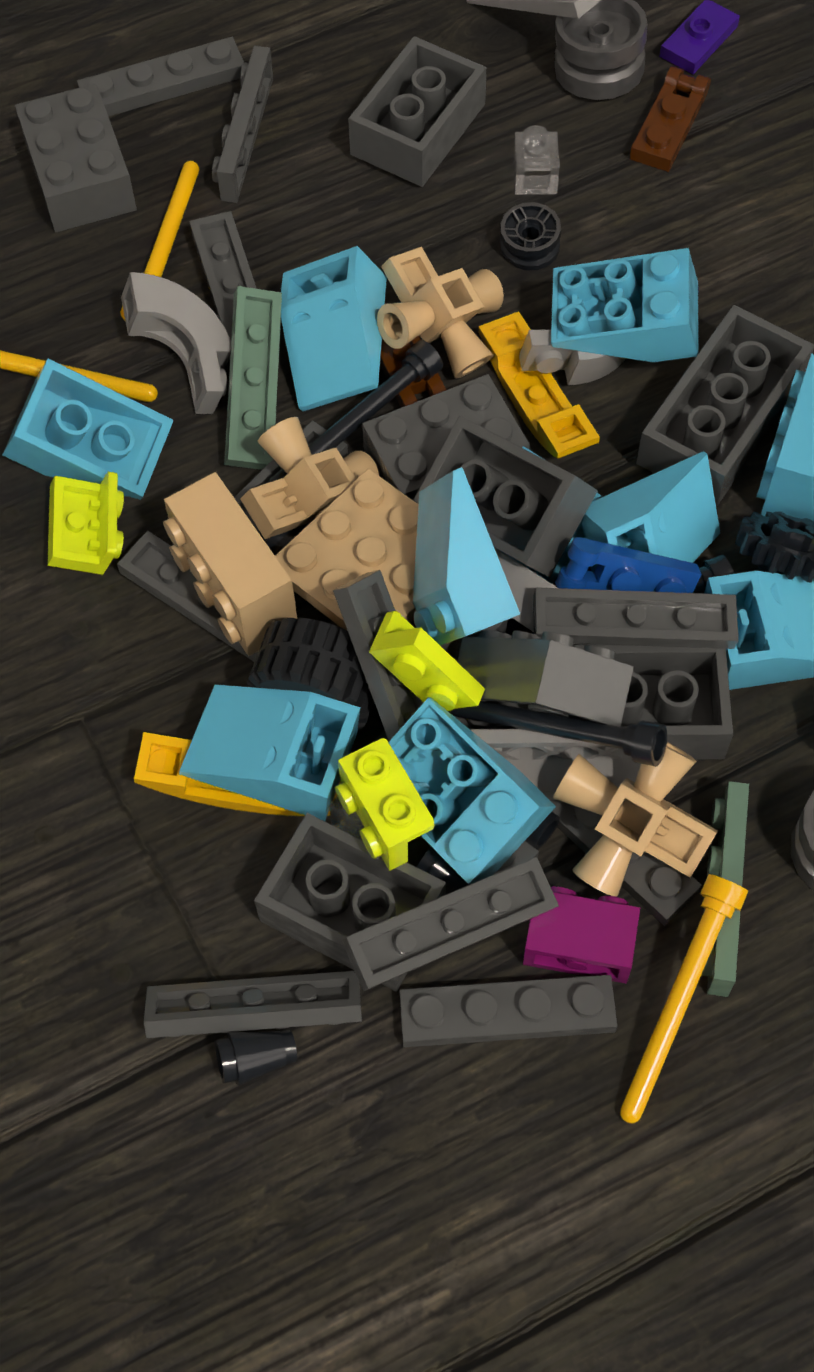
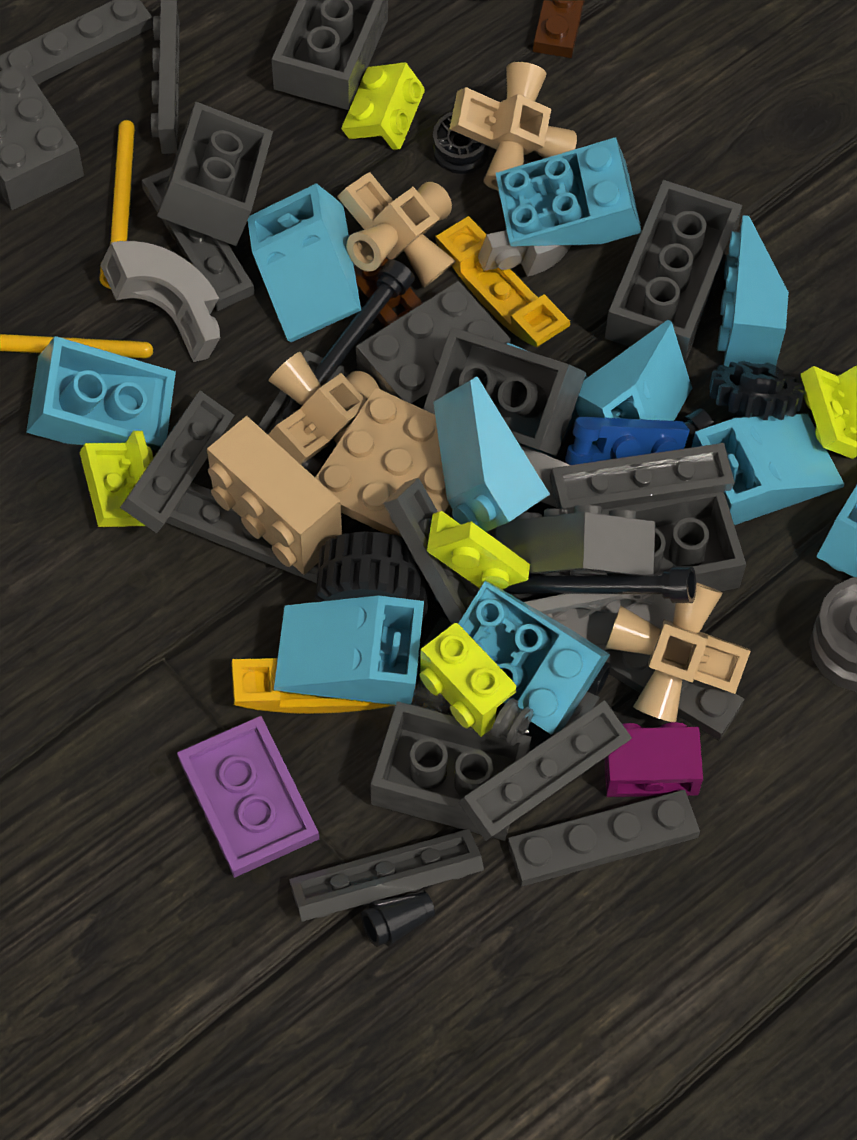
camera: 15 degrees left, 0 degrees up
(127, 886) = (248, 796): none -> medium lavender plate
(136, 515) = (177, 462): none -> dark grey plate
(252, 375) = (243, 320): sand green plate -> none
(260, 222) = (215, 174): none -> dark grey brick
(425, 861) = (512, 722): none -> dark grey bush
(460, 186) = (384, 104): none -> neon yellow bracket
(536, 151) = (448, 61): clear brick -> none
(585, 223) = (512, 125): none -> tan brick
(720, 902) = (766, 707): yellow piece -> none
(727, 862) = (767, 713): sand green plate -> none

